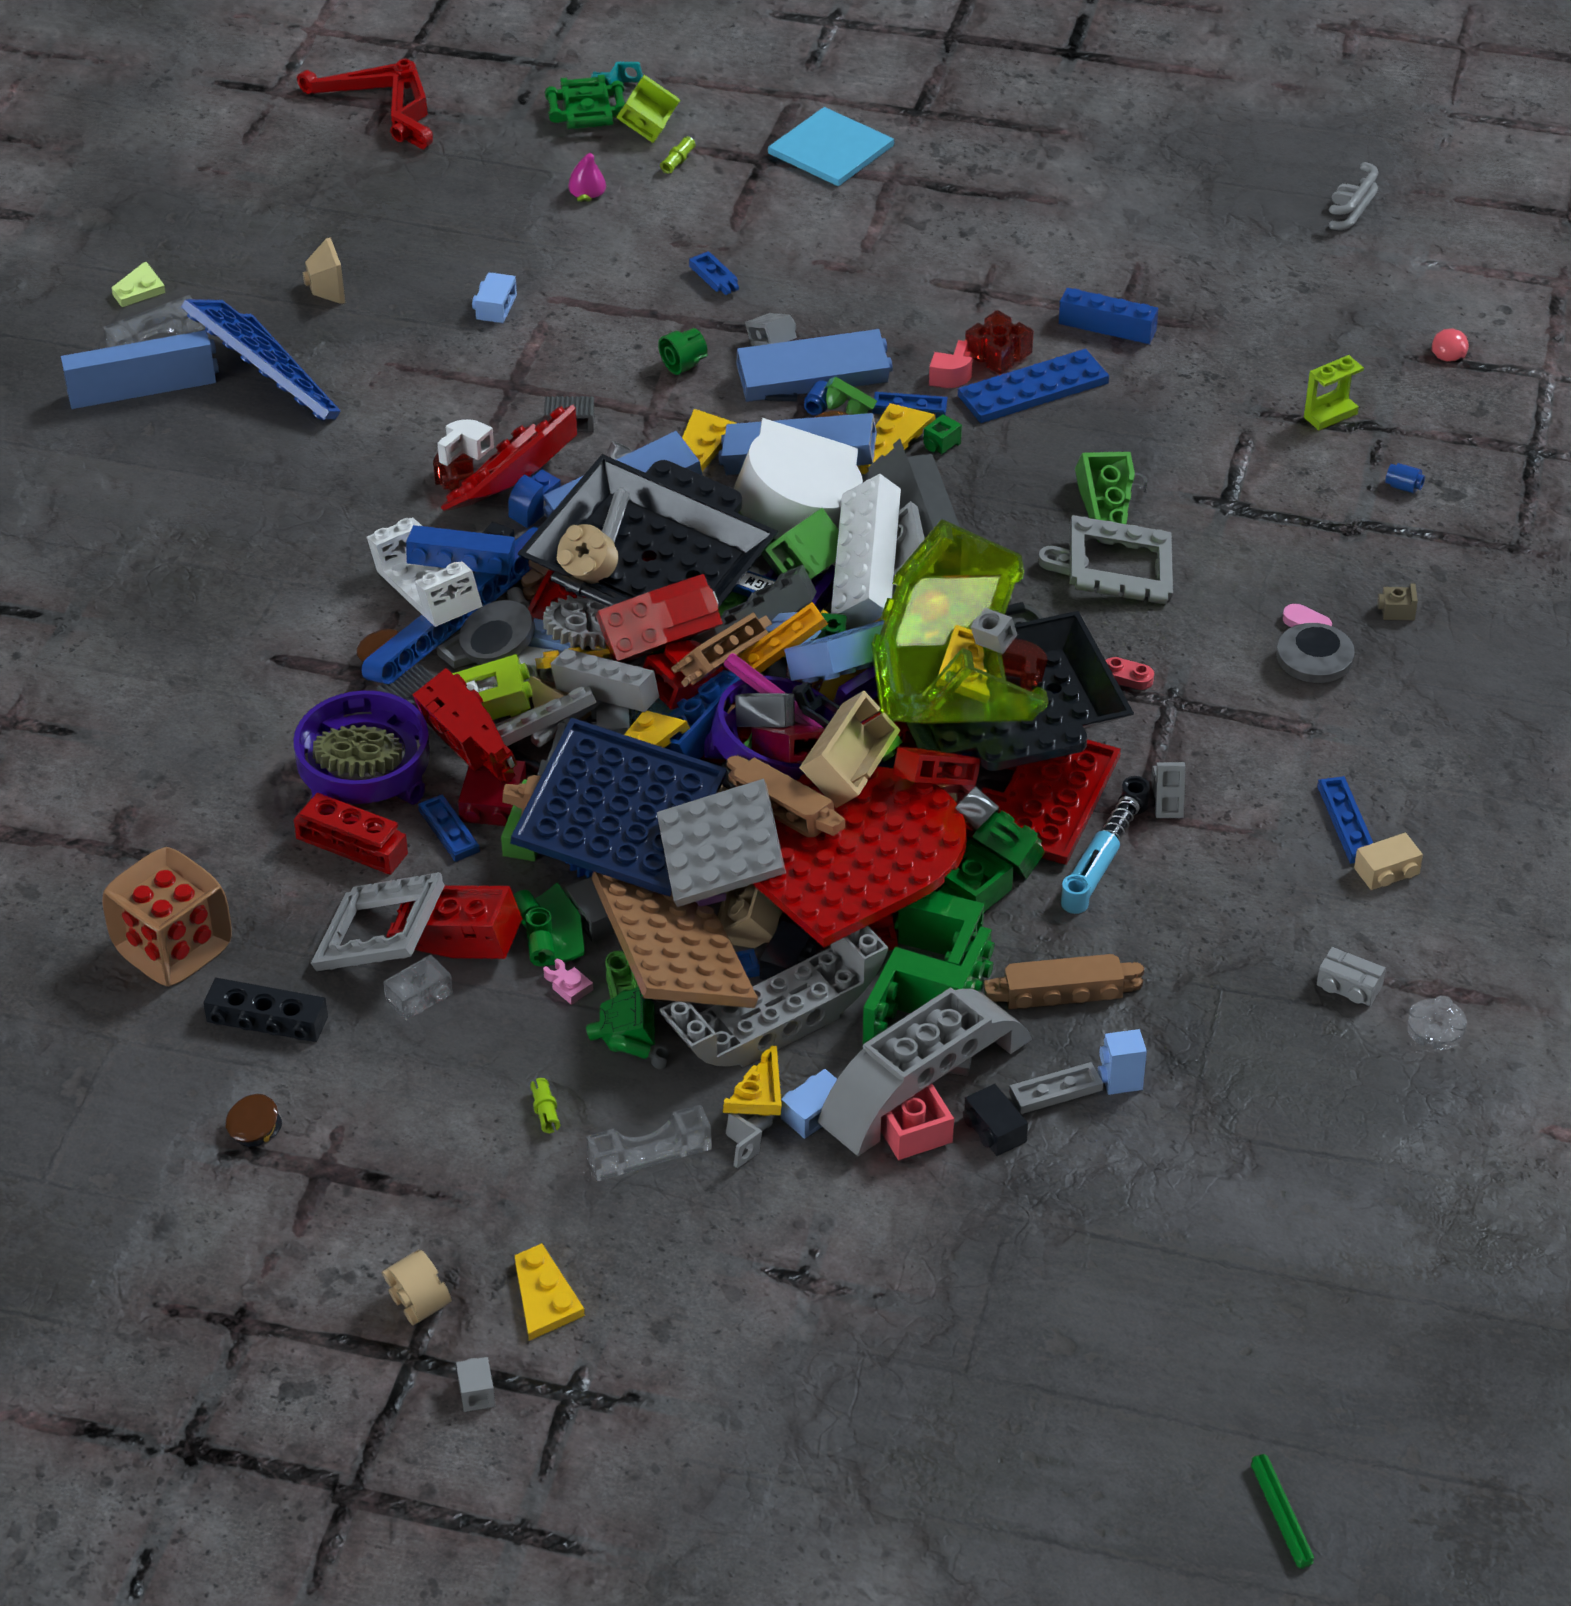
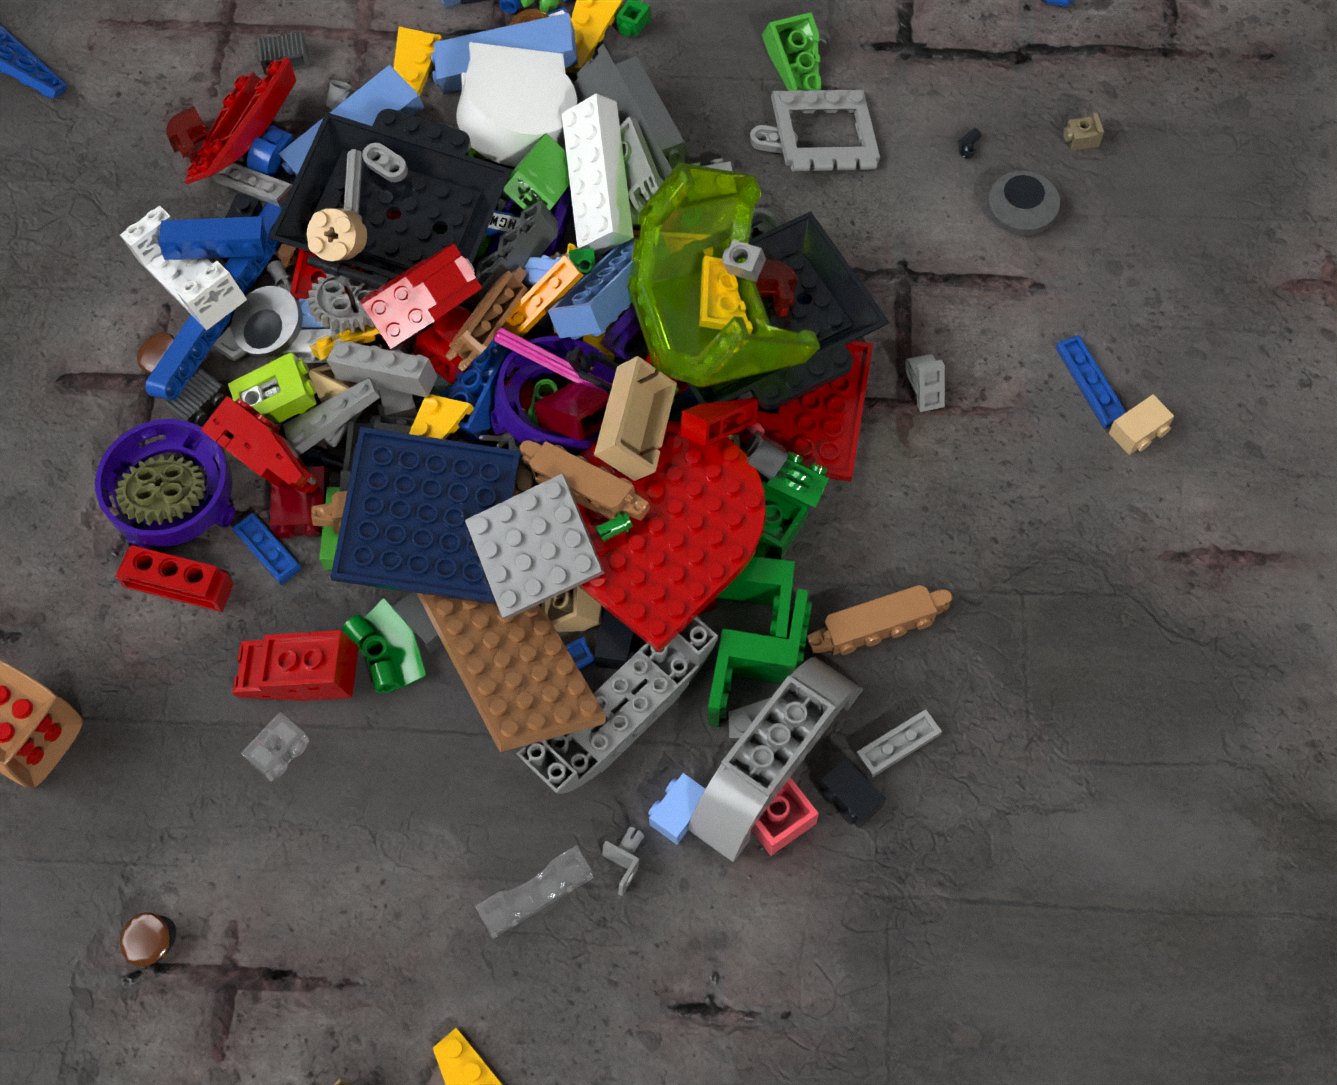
camera: 10 degrees left, 20 degrees up
(265, 1009) = (90, 795): black brick -> none
(423, 890) = (226, 720): light grey hinge -> none
(465, 437) = (190, 103): white brick -> none
(507, 515) = (254, 184): none -> light grey tile
(545, 1105) = (425, 861): lime pin -> none
(568, 984) = (418, 710): bright pink plate -> none
(619, 974) = (464, 702): bright green piece -> none
(629, 1026) = (481, 759): green torso -> none
(650, 505) = (387, 162): none -> light grey plate
(759, 1090) = (626, 809): yellow wing -> none
(765, 709) = (543, 380): dark grey piece -> none
(806, 836) = (614, 526): none -> green pin
(1104, 846) = (882, 456): medium azure piece -> none
(1123, 1061) = (957, 708): light blue brick -> none
(1131, 673) = (858, 253): coral plate -> none
(1269, 595) = (966, 143): none -> black arm
(1298, 614) = (1001, 163): bright pink tile -> none
(1351, 976) = (1137, 563): light grey brick -> none
(1440, 1010) = (1231, 584): clear plate -> none

